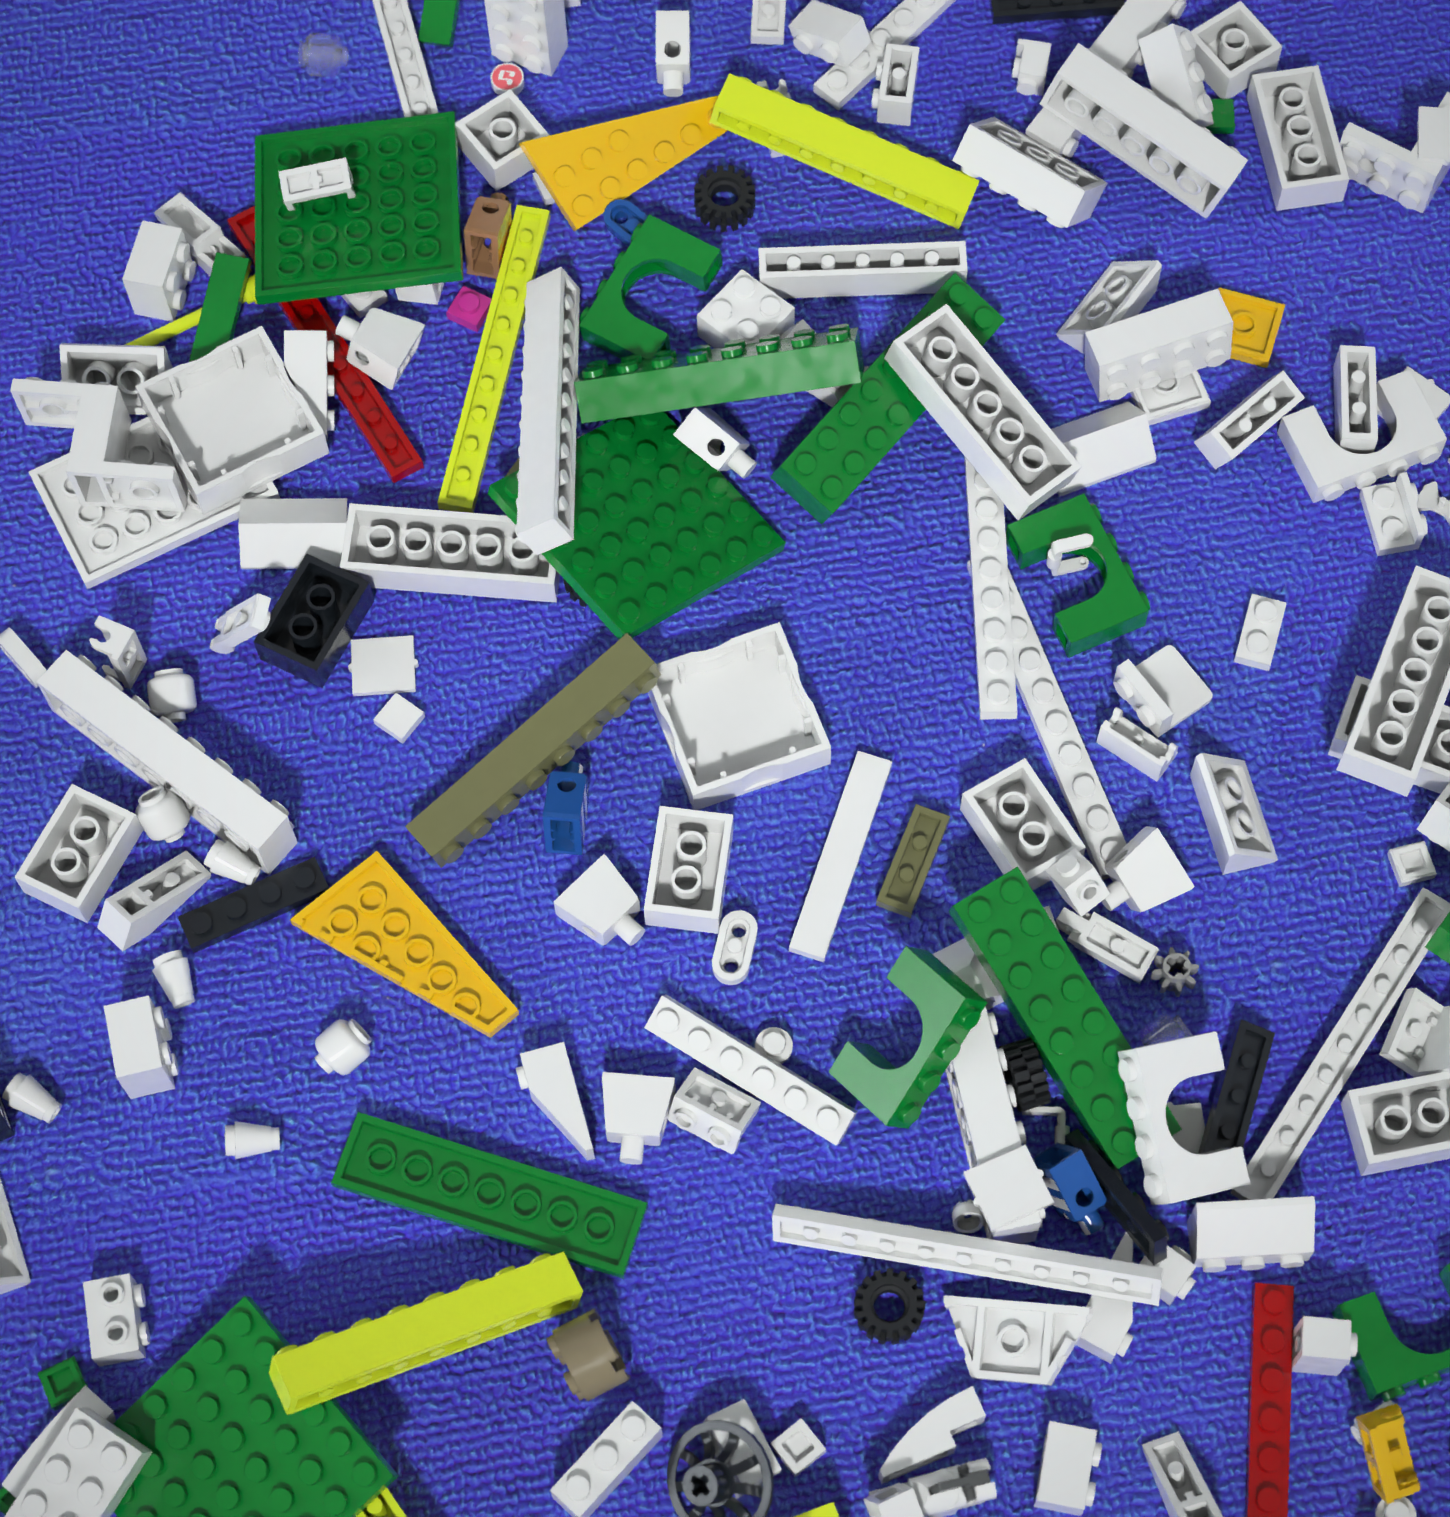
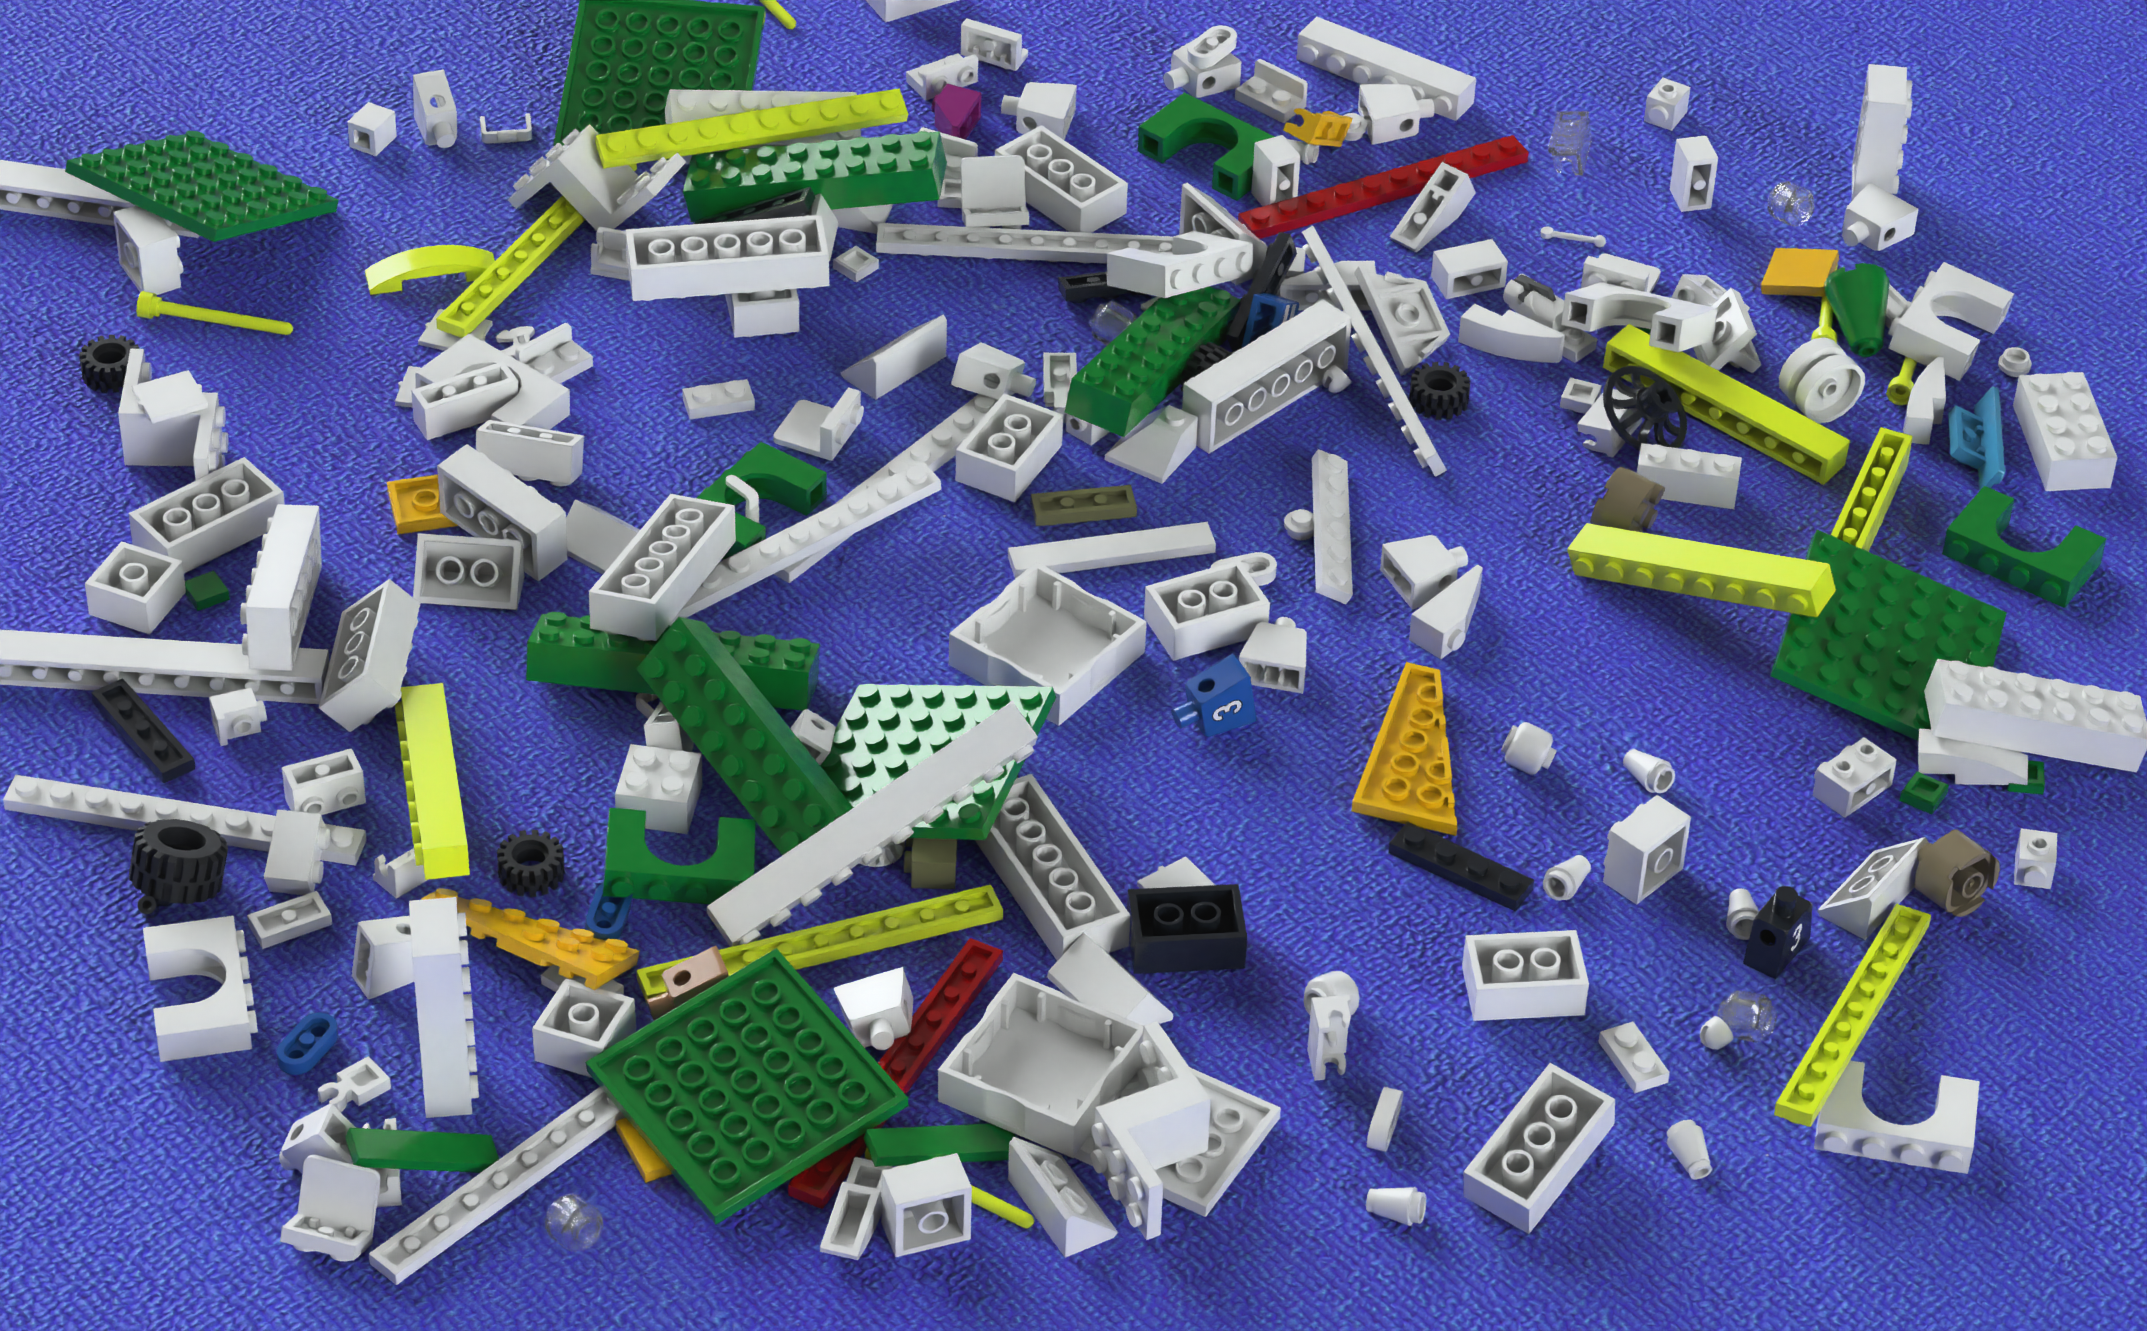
camera: 125 degrees left, 25 degrees down
(151, 900) = (1522, 912): white slope -> none
(162, 814) = (1442, 942): white head -> none
(166, 759) = (1396, 955): white brick -> none
(231, 863) = (1442, 891): white cone -> none
(241, 623) = (1237, 957): white hinge -> none
(306, 366) = (936, 1034): white slope -> none
(316, 182) = (756, 1098): white hinge -> none
(399, 718) = (1220, 853): white tile -> none
(490, 1194) = (1560, 623): green plate -> none
(507, 77) = (499, 1080): tile -> none
(534, 751) = (1189, 730): olive brick -> none
(712, 1110) = (1378, 524): white bracket -> none
(861, 269) = (550, 730): white brick -> none
(947, 1014) = (1287, 414): arch -> none
(1008, 1188) = (1314, 319): white piece -> none
(1078, 882) = (1036, 386): white brick -> none
(1136, 745) = (877, 424): white hinge -> none
(1176, 73) = (197, 599): white brick -> none
(1176, 982) = (1054, 338): light grey gear -> none

